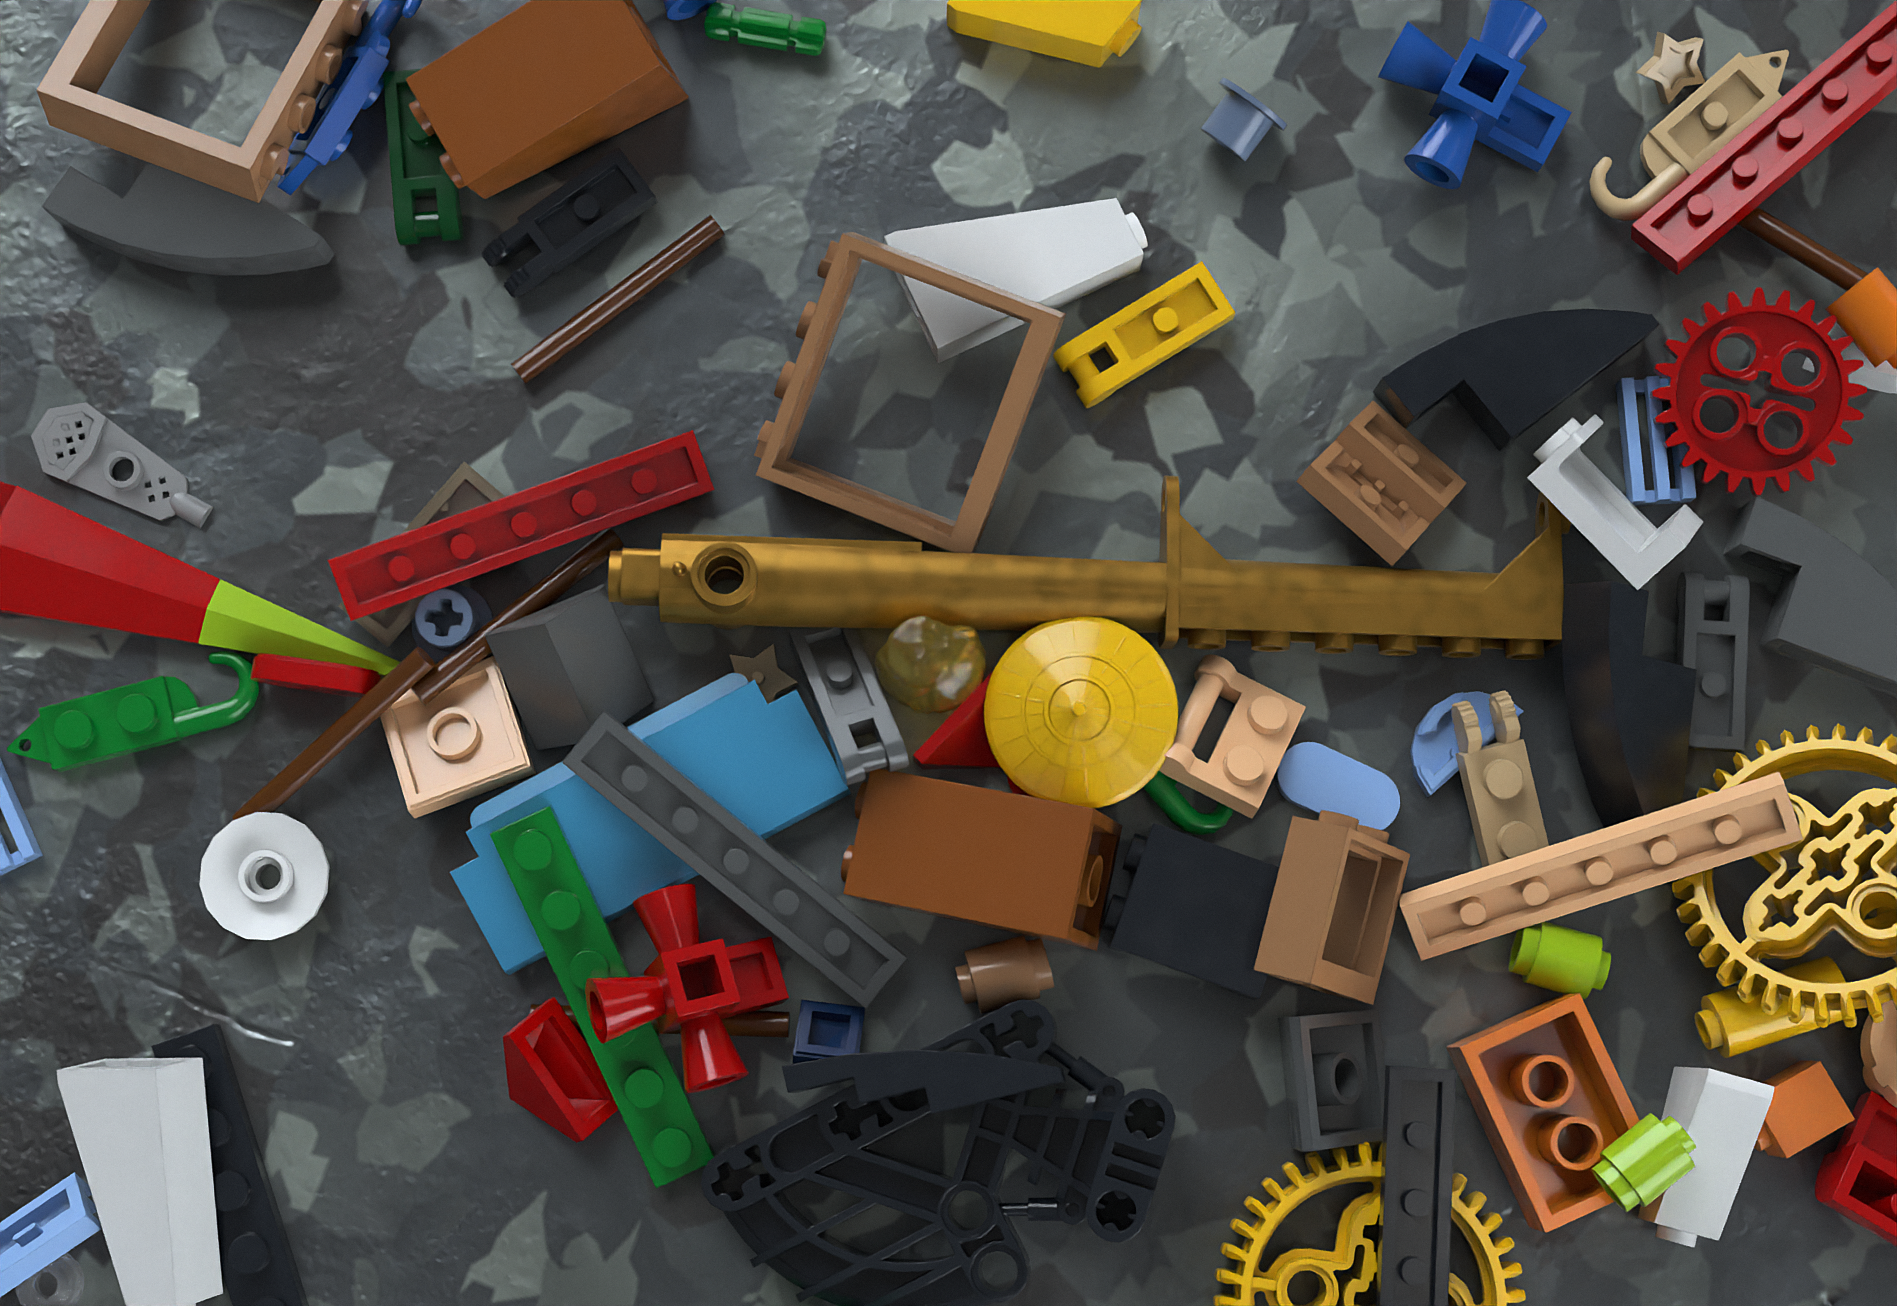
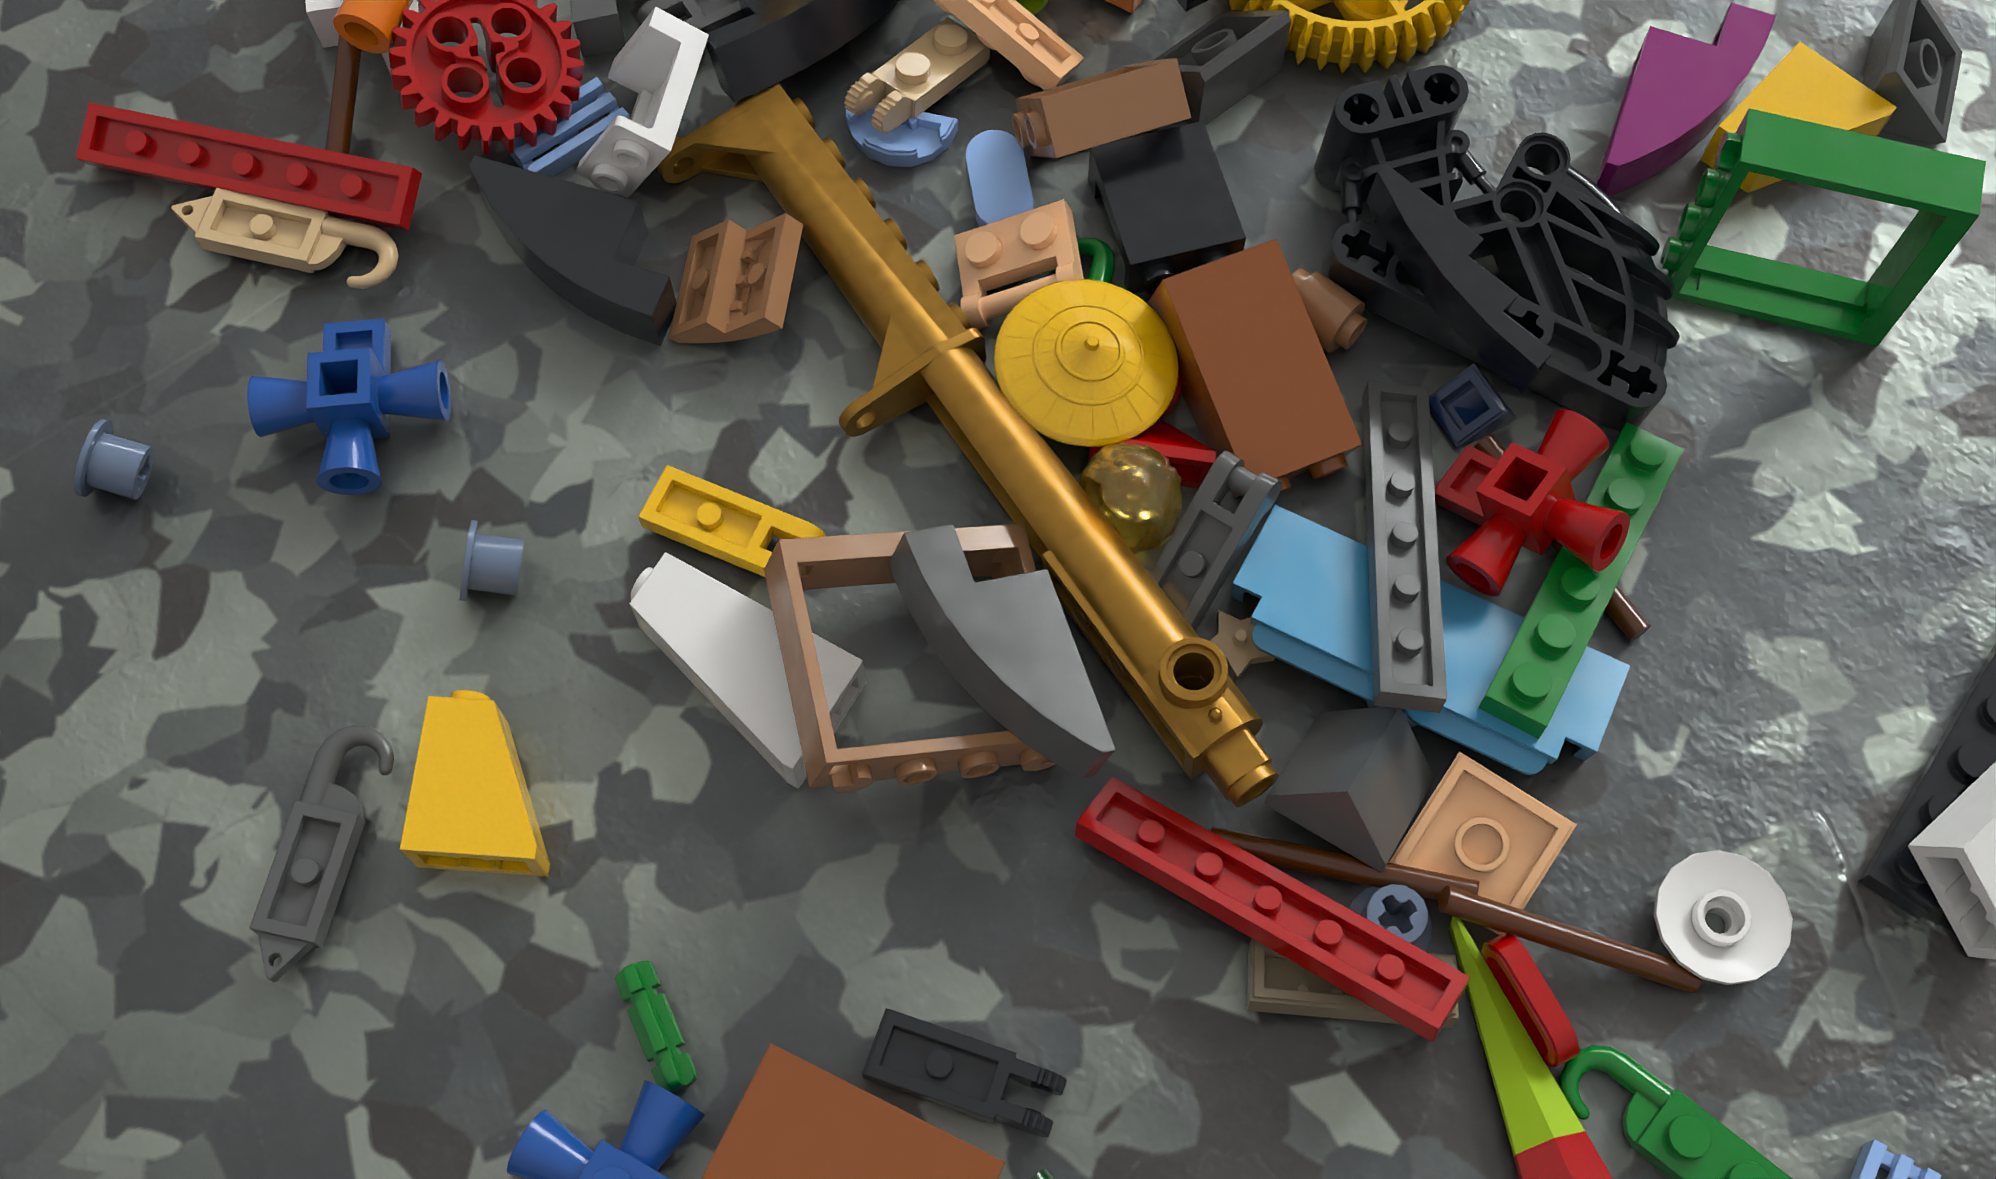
camera: 125 degrees left, 15 degrees down
(556, 1073) = (1667, 572): red slope -> none
(617, 299) = (1001, 985): reddish brown bar -> none
(855, 447) = (1005, 648): none -> slope
(1673, 66) = (234, 282): tan piece -> none

